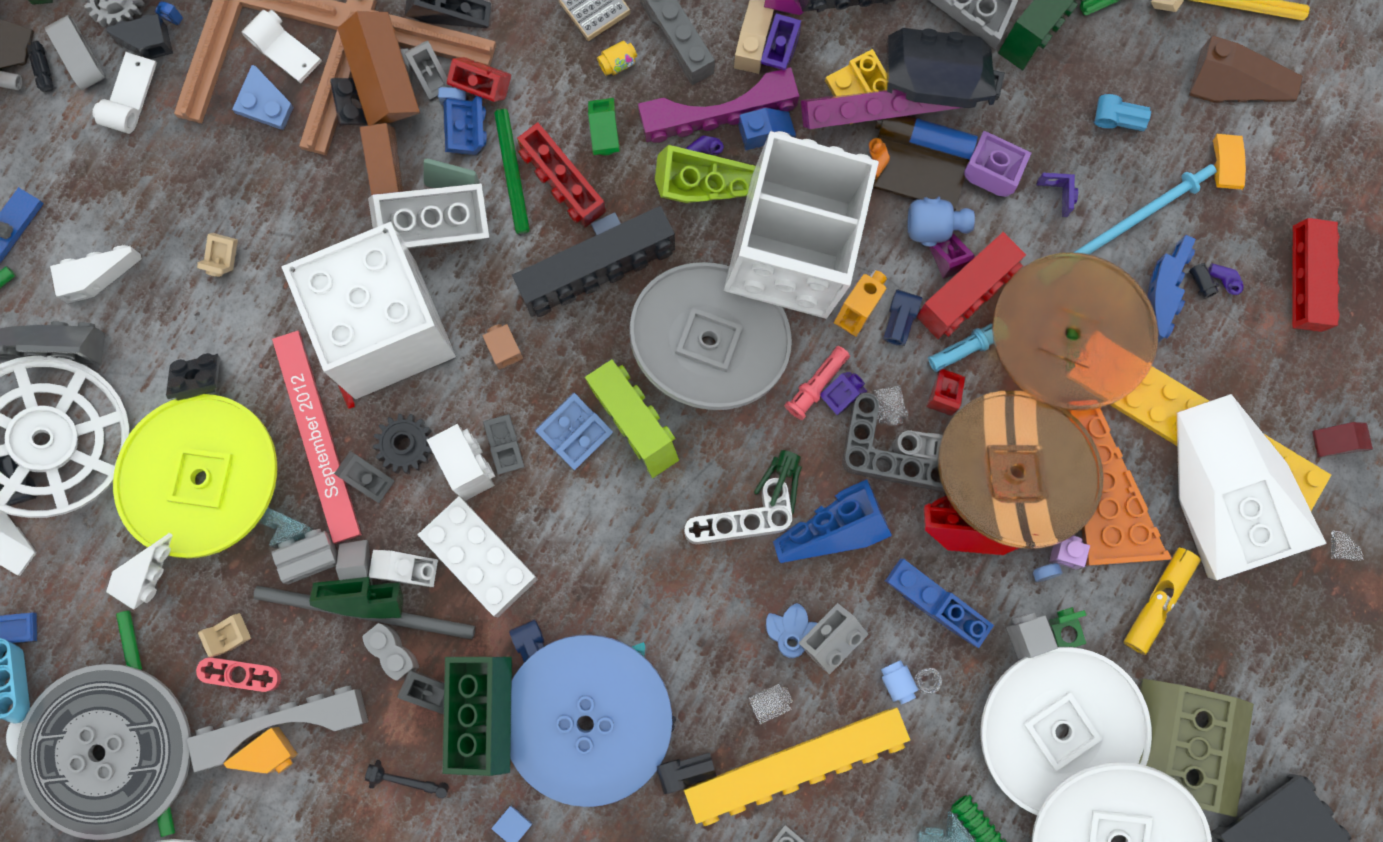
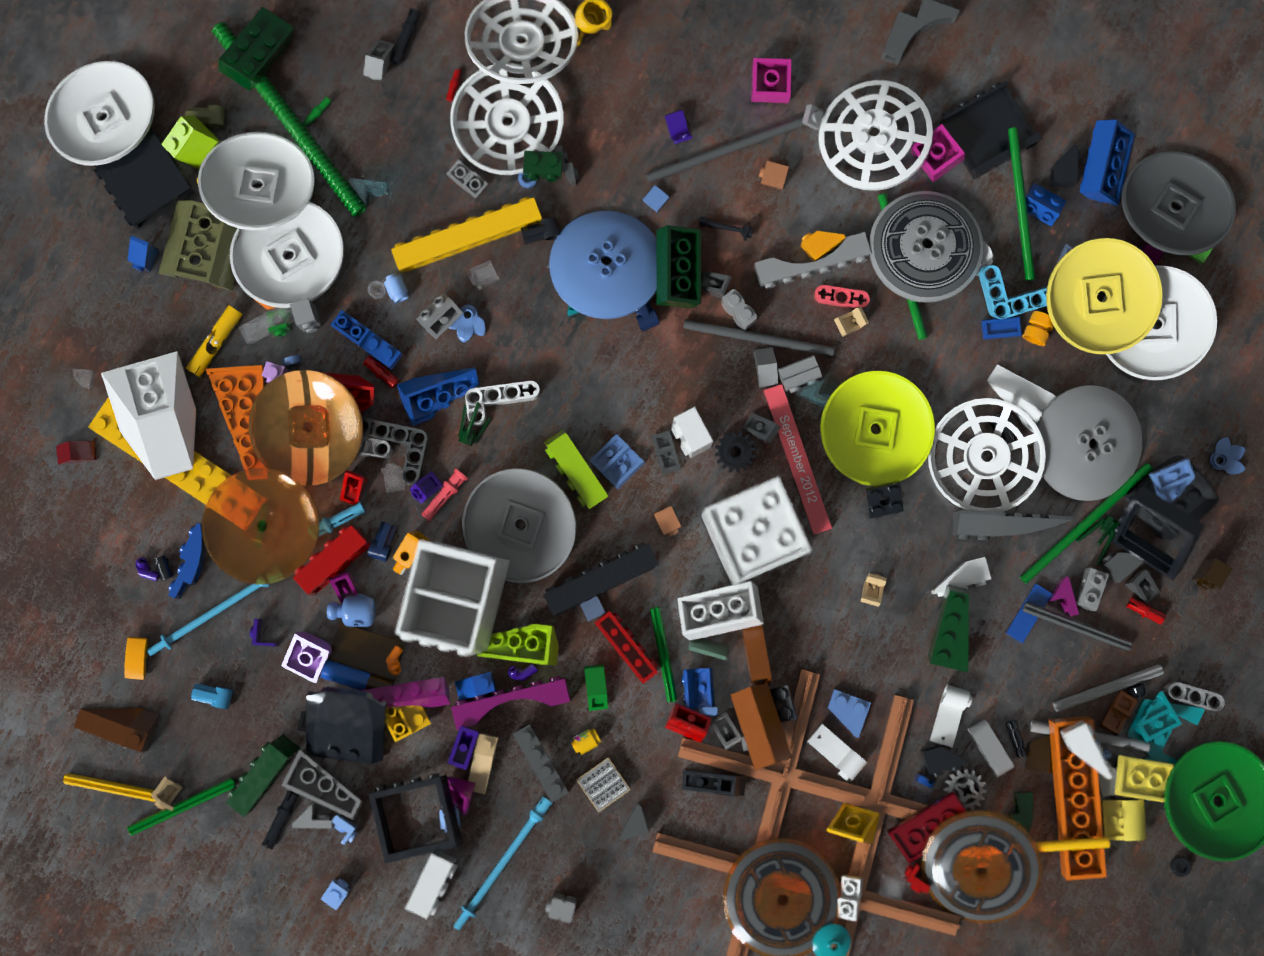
camera: 175 degrees left, 5 degrees up
(110, 196) = (951, 633): none -> dark green wedge
(136, 579) = (911, 361): white slope -> none
(358, 598) = (762, 344): dark green slope -> none
(403, 568) = (733, 366): white slope -> none
(477, 557) = (681, 372): white brick -> none
(915, 557) = (381, 371): none -> red pin
(1087, 629) = (258, 327): none -> clear plate
(1282, 730) = (141, 254): none -> blue slope
(1315, 275) = (83, 569): red brick -> none

